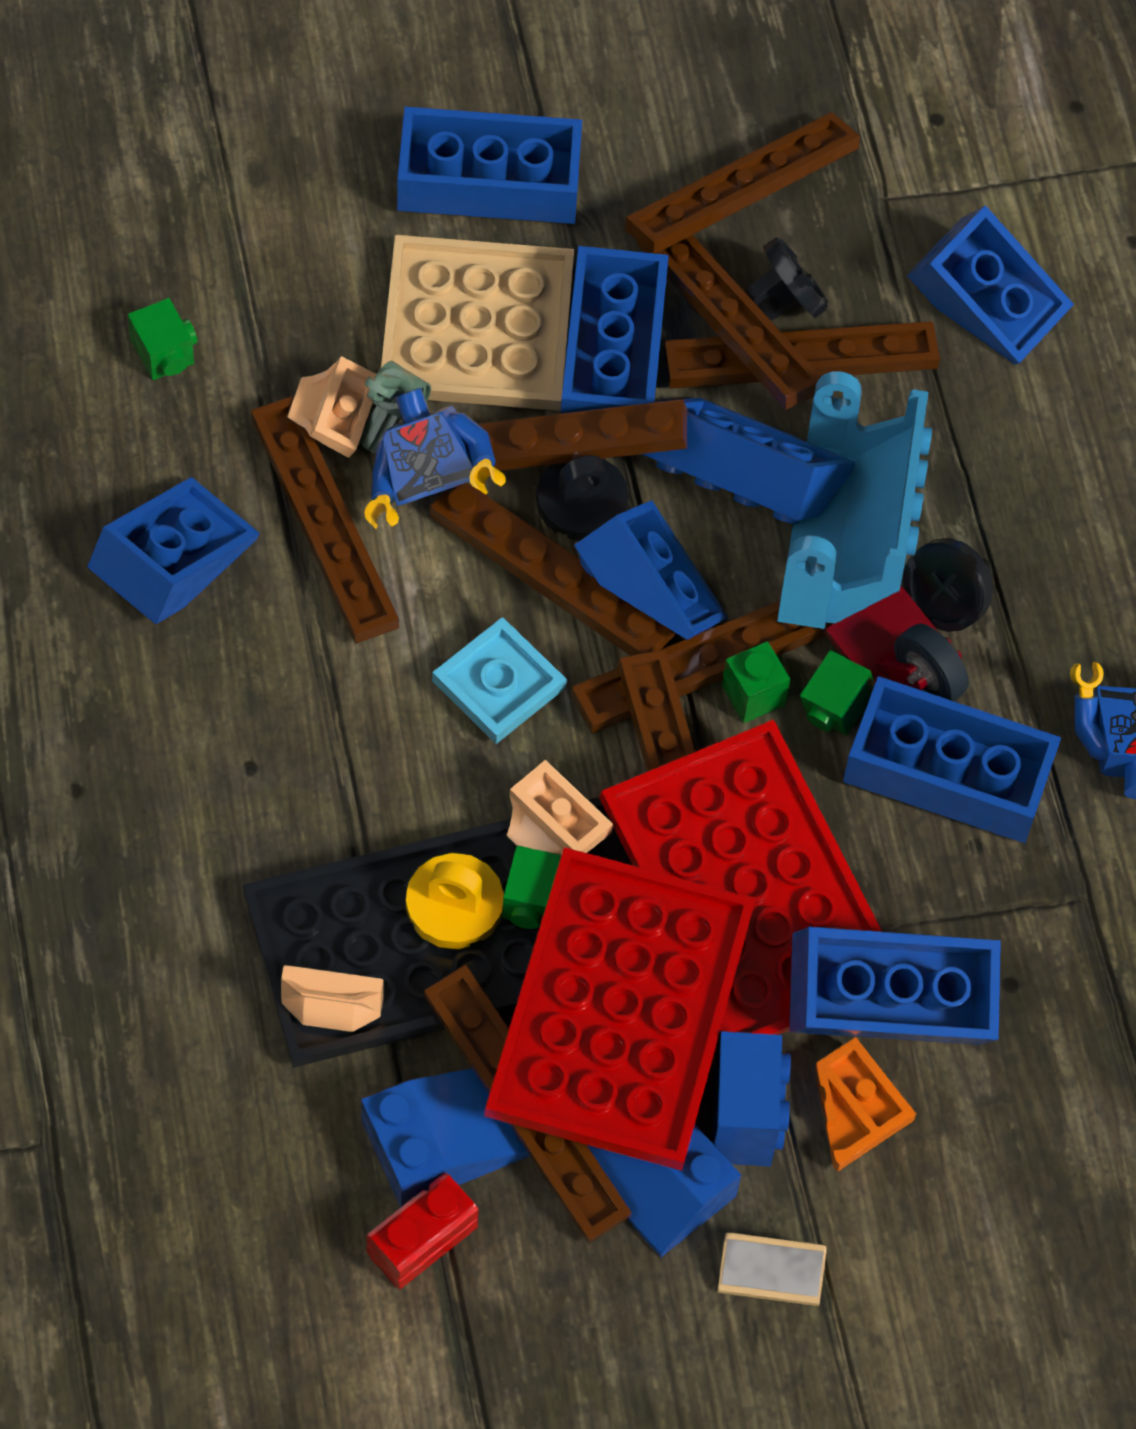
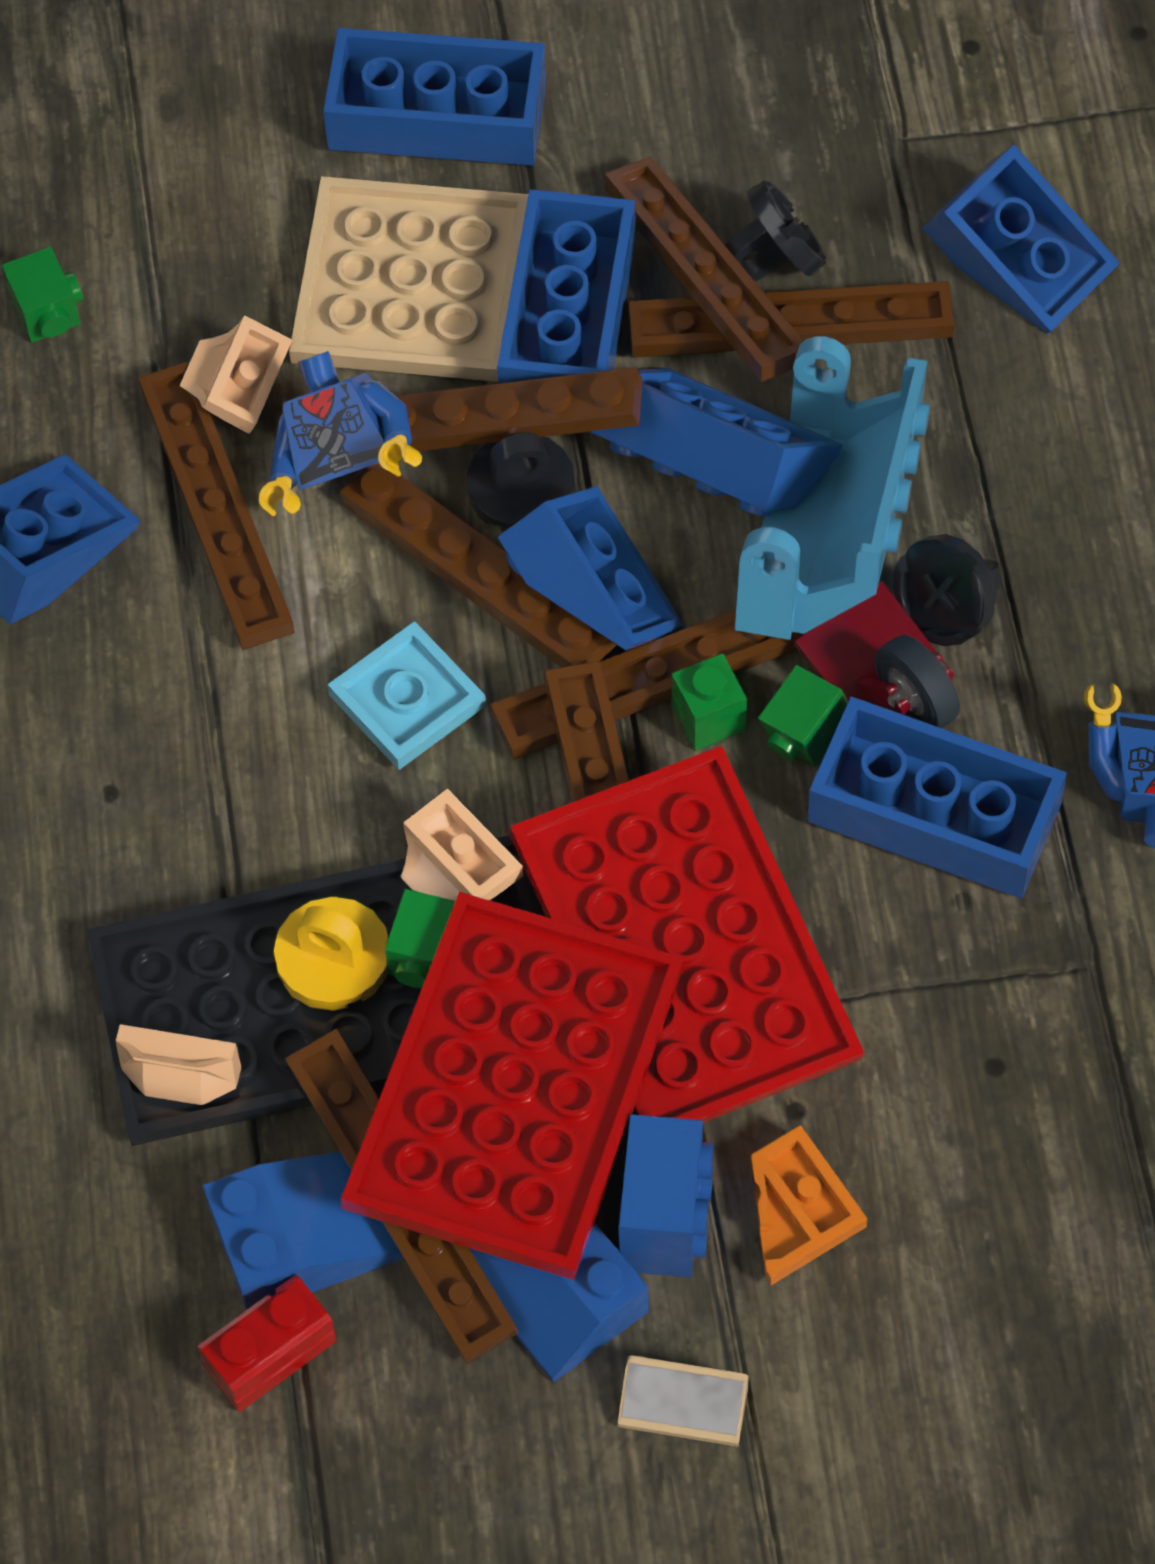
camera: 10 degrees right, 0 degrees up
(387, 384) = (285, 351): sand green axle -> none
(741, 183) = (731, 118): reddish brown plate -> none
(895, 986) = (848, 1065): blue brick -> none

